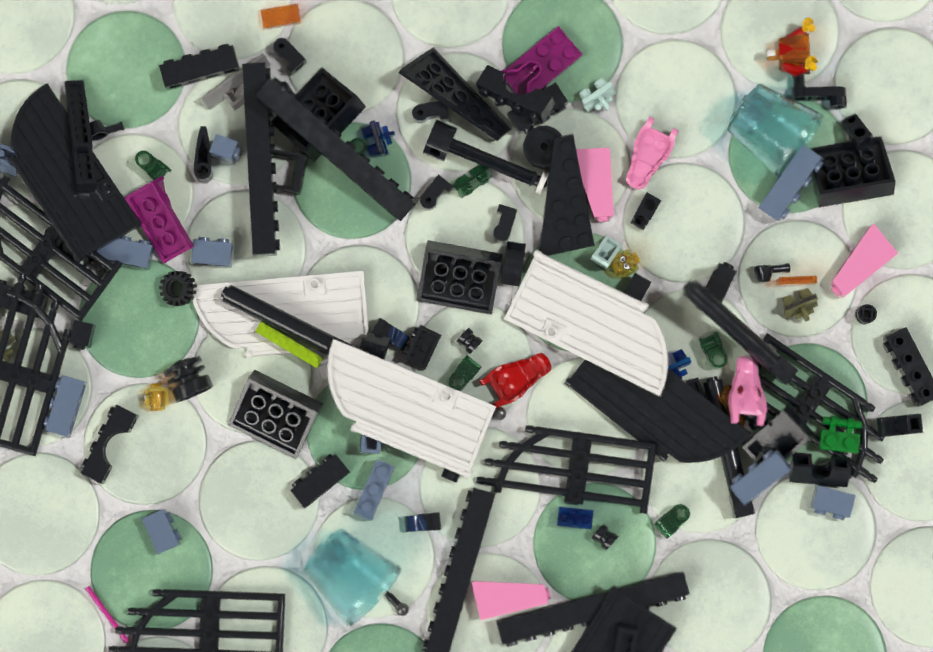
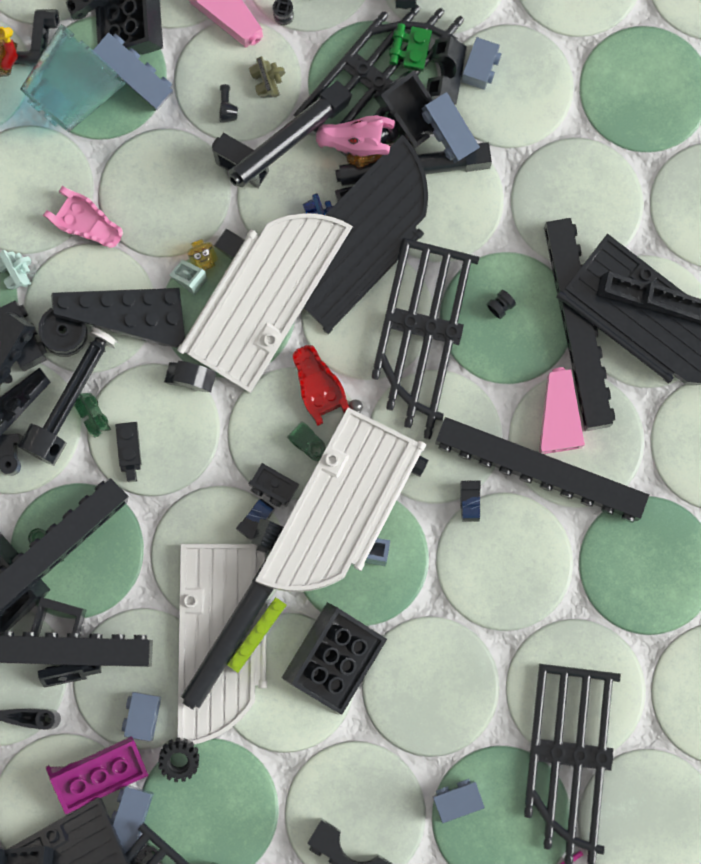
camera: 80 degrees left, 5 degrees down
(153, 167) = (35, 776): clear green piece -> none
(156, 397) = (303, 795): clear yellow head -> none
(188, 379) = (285, 755): black wheel -> none
(225, 149) = (23, 690): sand blue brick -> none
(240, 174) = (65, 674): none -> black hinge
(319, 480) = (414, 613): black brick -> none
(350, 575) = (524, 585): clear light blue cone -> none
(374, 489) = (429, 552): sand blue brick -> none
(379, 147) = (22, 519): clear blue hips -> none
(401, 608) = (564, 533): piece -> none
(434, 191) = (107, 463): black leg -> none
(444, 216) = (129, 449): none -> black hinge
(459, 277) = (199, 437): black slope -> none
(469, 345) = (271, 432): black wheel -> none
(503, 229) = (143, 381): black leg -> none
(575, 517) = (478, 333): clear blue hips -> none
(597, 181) = (110, 275): bright pink slope -> none
(645, 211) = (146, 229): black leg -> none
(669, 523) = (490, 232): clear green piece -> none
(713, 349) = (306, 171): clear green piece -> none
(796, 281) = (240, 78): clear orange tile -> none

